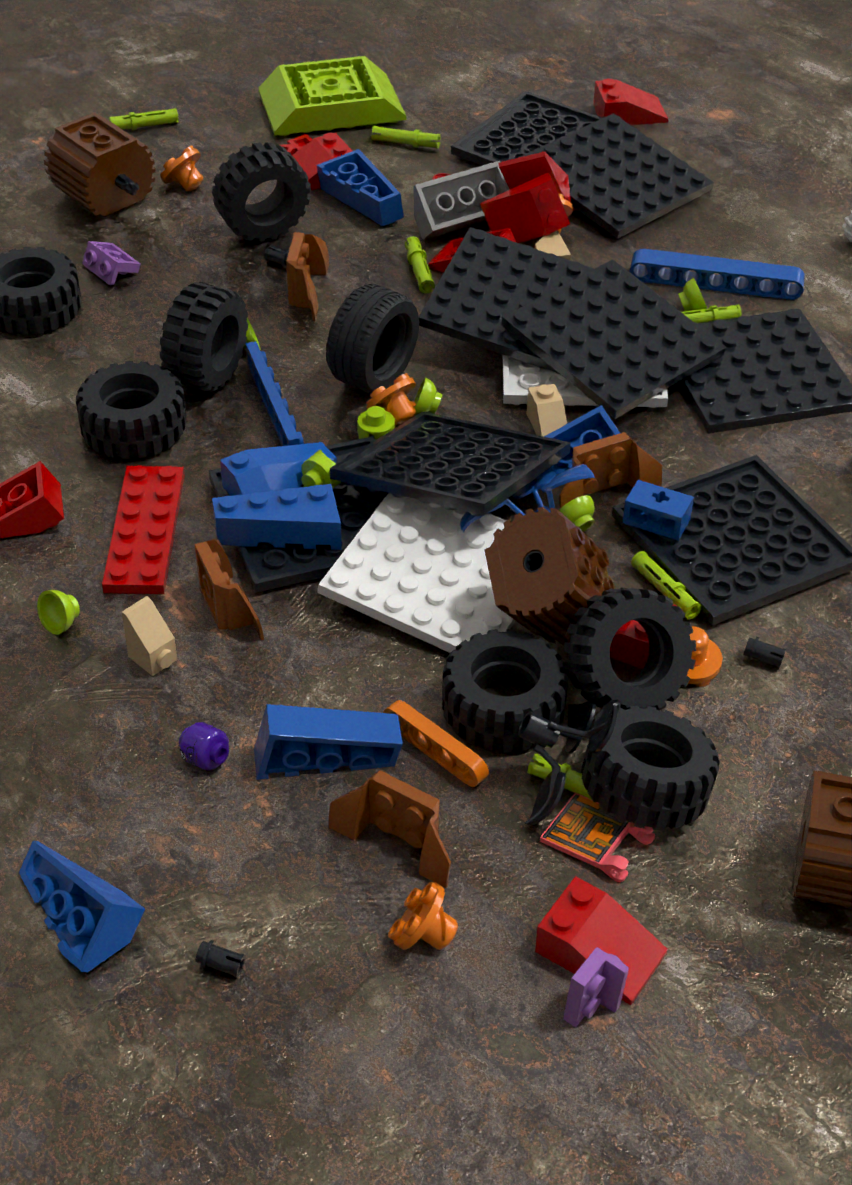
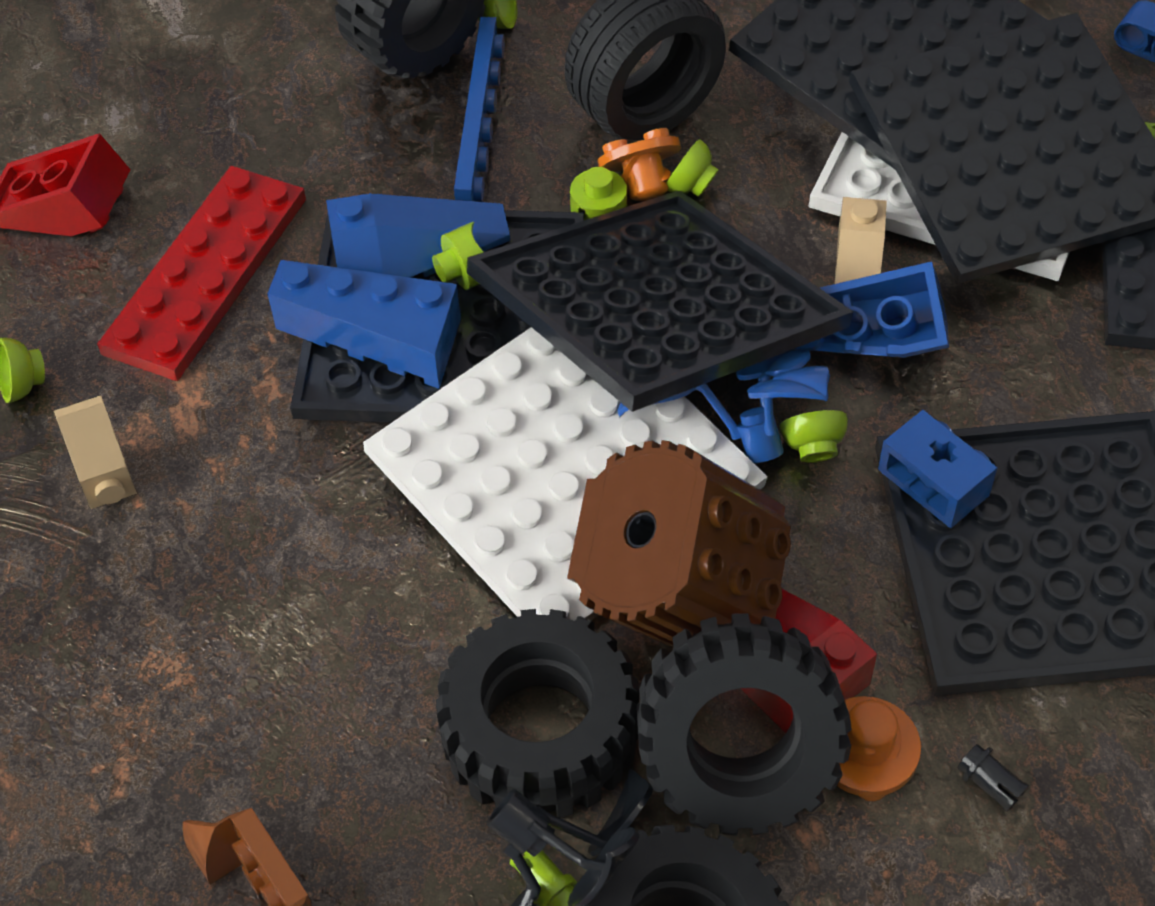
camera: 25 degrees right, 10 degrees up
(131, 410) = (282, 115): black tyre -> none
(204, 746) = (80, 651): dark purple head -> none
(225, 600) = (233, 364): dark orange piece -> none
(324, 740) = (242, 705): blue wedge -> none
(439, 744) = (401, 766): orange beam -> none
(613, 463) = (902, 363): dark orange piece -> none
(646, 565) = (898, 615): lime pin -> none

